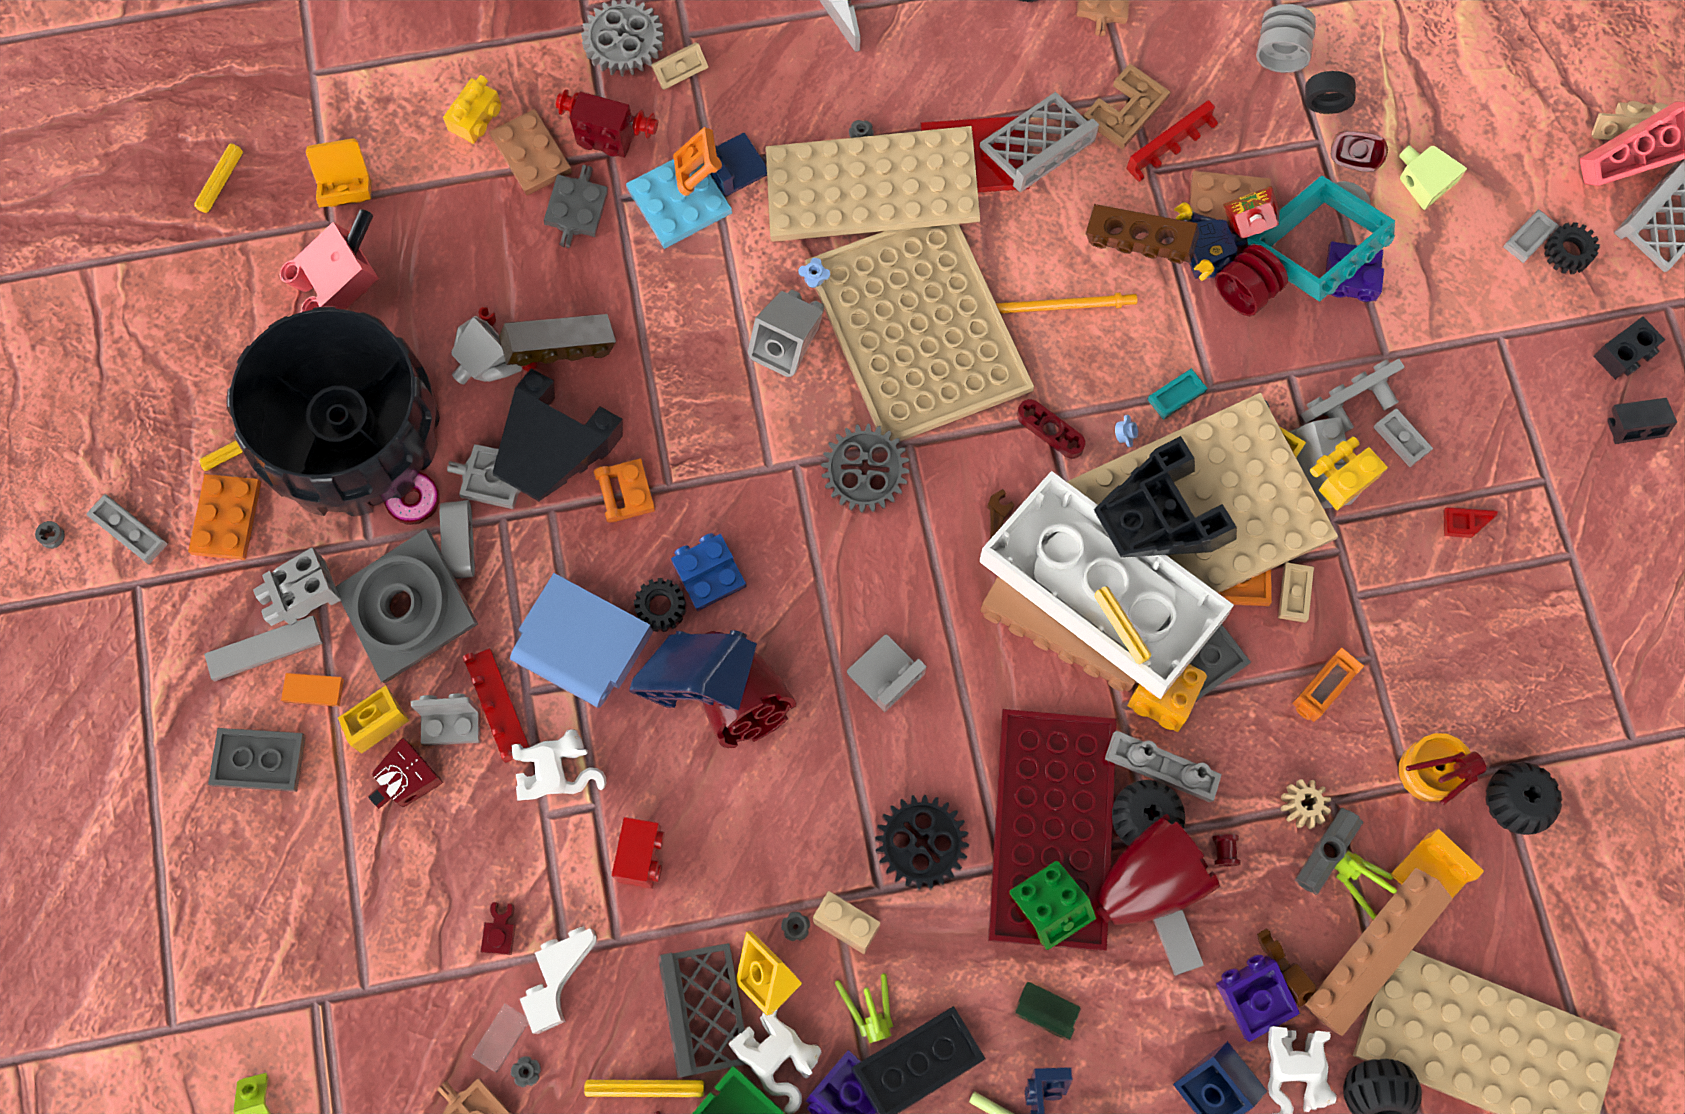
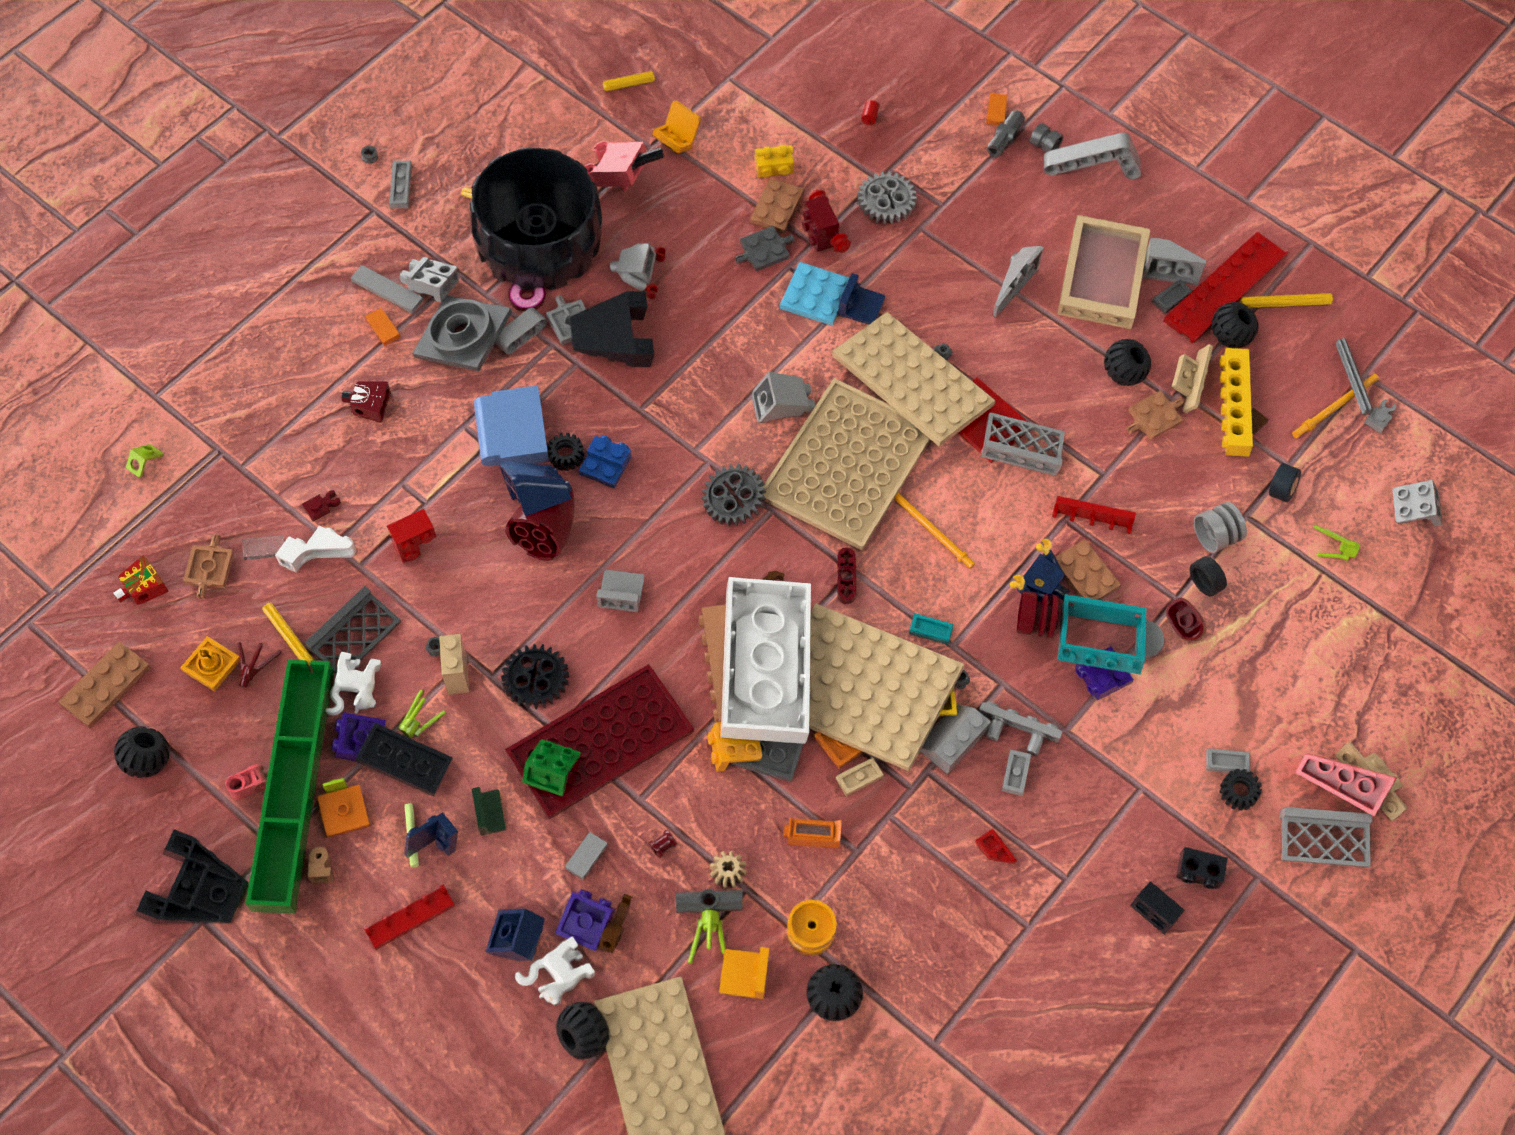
camera: 50 degrees right, 10 degrees down
(224, 517) = (442, 220): orange plate -> none
(257, 759) = (324, 329): dark grey plate -> none
(372, 720) = (387, 365): yellow slope -> none
(448, 720) = (416, 397): light grey bracket -> none
(495, 702) = (444, 416): red hinge -> none
(526, 1063) = (254, 576): dark grey plate -> none
(549, 769) = (428, 462): white animal -> none
(557, 339) = (672, 291): brick -> none
(633, 488) = (622, 393): orange plate -> none
(679, 65) = (895, 236): tan plate -> none
(691, 155) = (838, 280): orange plate -> none
(764, 975) = (395, 646): yellow slope -> none
(811, 279) = (828, 391): light blue plate -> none
(1106, 218) = (1012, 536): reddish brown brick -> none
(1122, 625) = (741, 677): yellow axle -> none
(1126, 431) = (880, 615): light blue plate -> none
(1136, 799) = (643, 794): black wheel -> none
(1145, 100) = (1105, 483): medium nougat plate -> none
(1151, 515) = (832, 650): black wedge -> none
(1155, 876) = (611, 807): dark red cylinder -> none
(1163, 766) = (684, 772): light grey plate -> none
(1253, 213) = (1076, 583): torso -> none
(1351, 478) = (949, 746): yellow brick -> none
(1379, 951) = (666, 966): nougat brick -> none
(1429, 174) = (1211, 672): yellowish green torso -> none
(1466, 768) = (819, 934): dark red plant -> none

